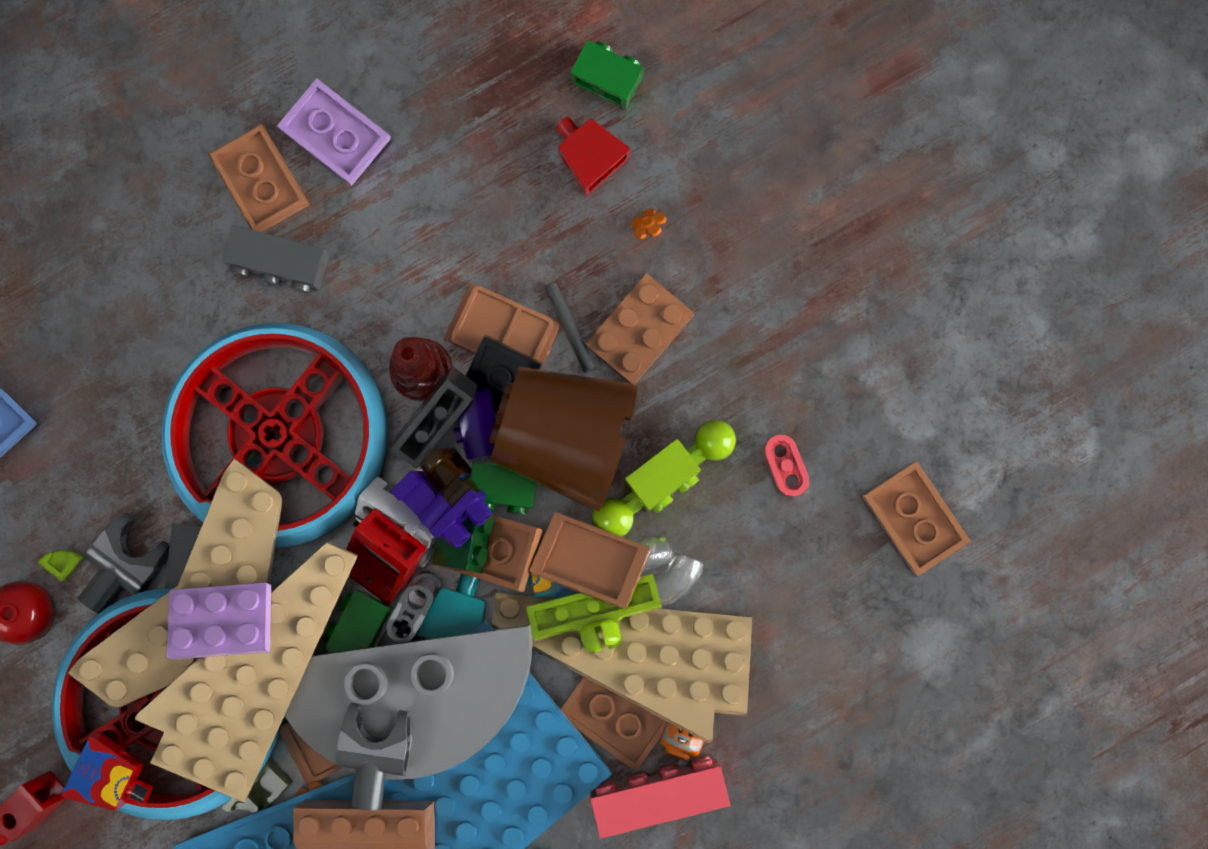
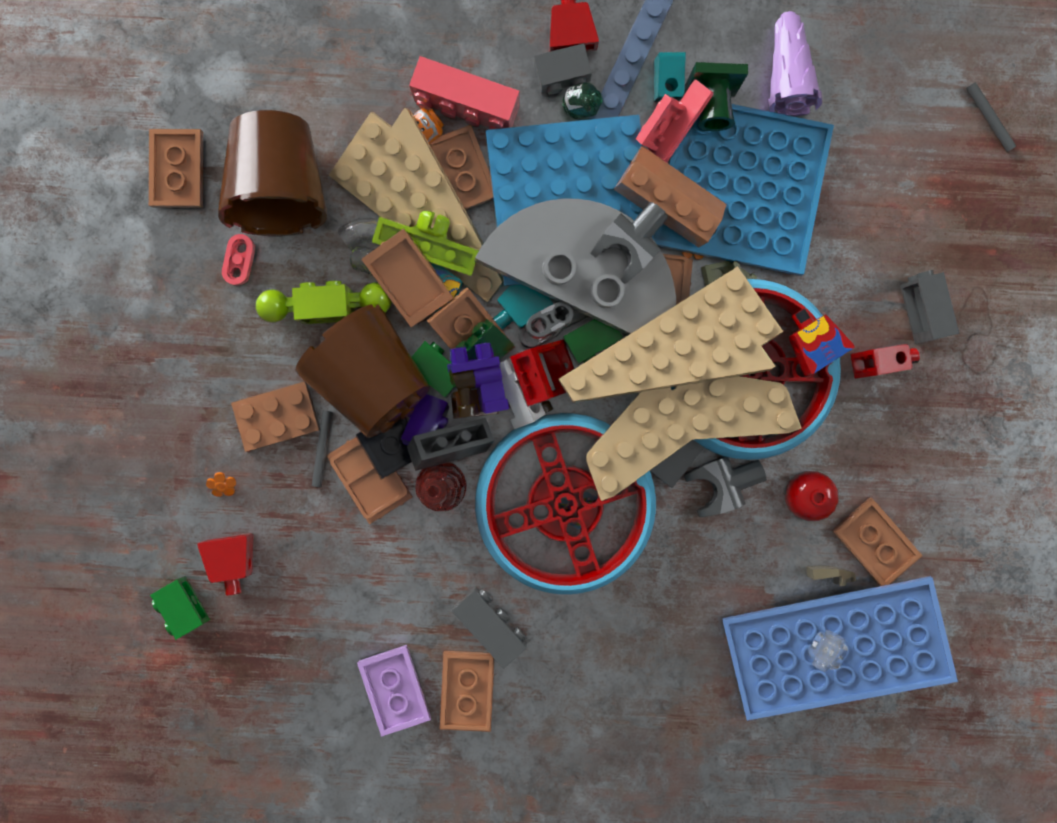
camera: 150 degrees left, 5 degrees up
(61, 563) = (763, 511): lime tile -> none
(219, 621) = (678, 394): lavender plate -> none
(803, 575) = (271, 176): none -> reddish brown cone

